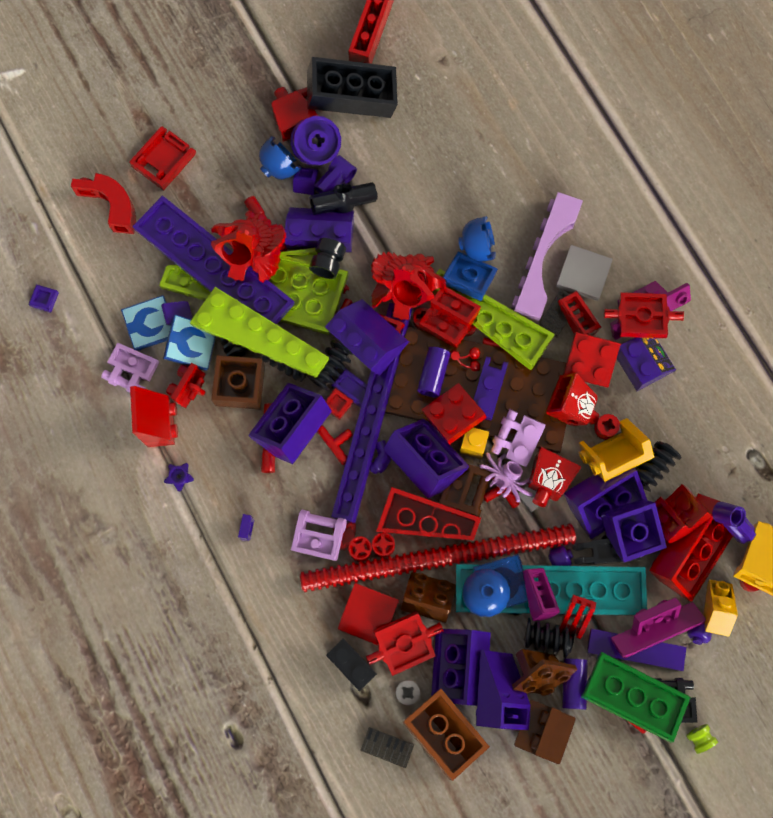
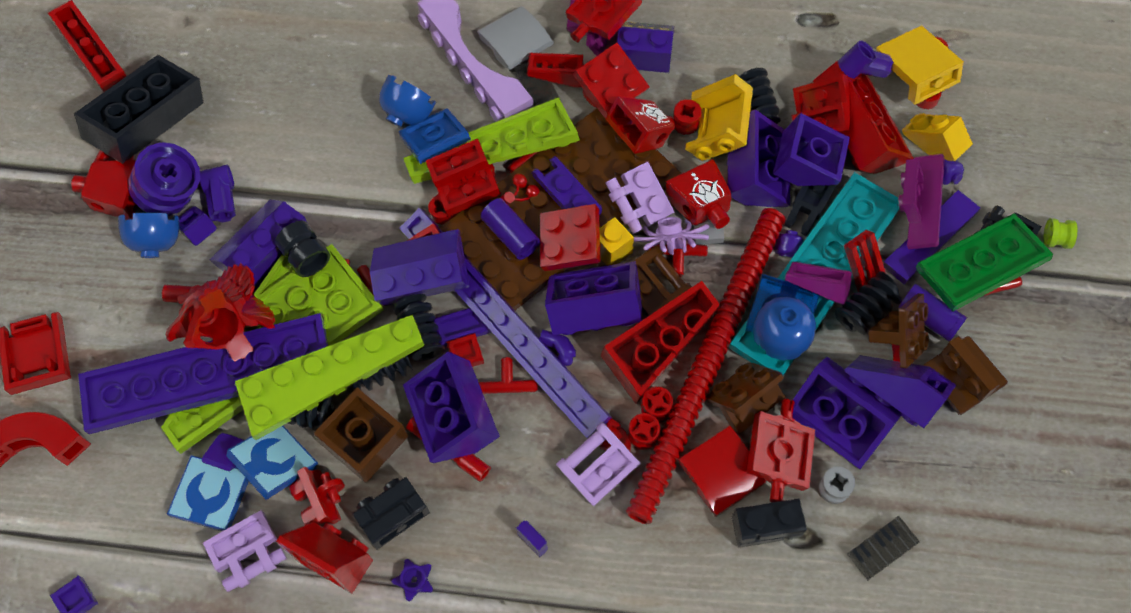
camera: 55 degrees left, 10 degrees down
(206, 434) = (390, 512): none -> black brick
(343, 198) = (249, 197): black piece -> none
(404, 281) = (393, 191): red piece -> none
(445, 734) = (910, 472): dark orange slope -> none

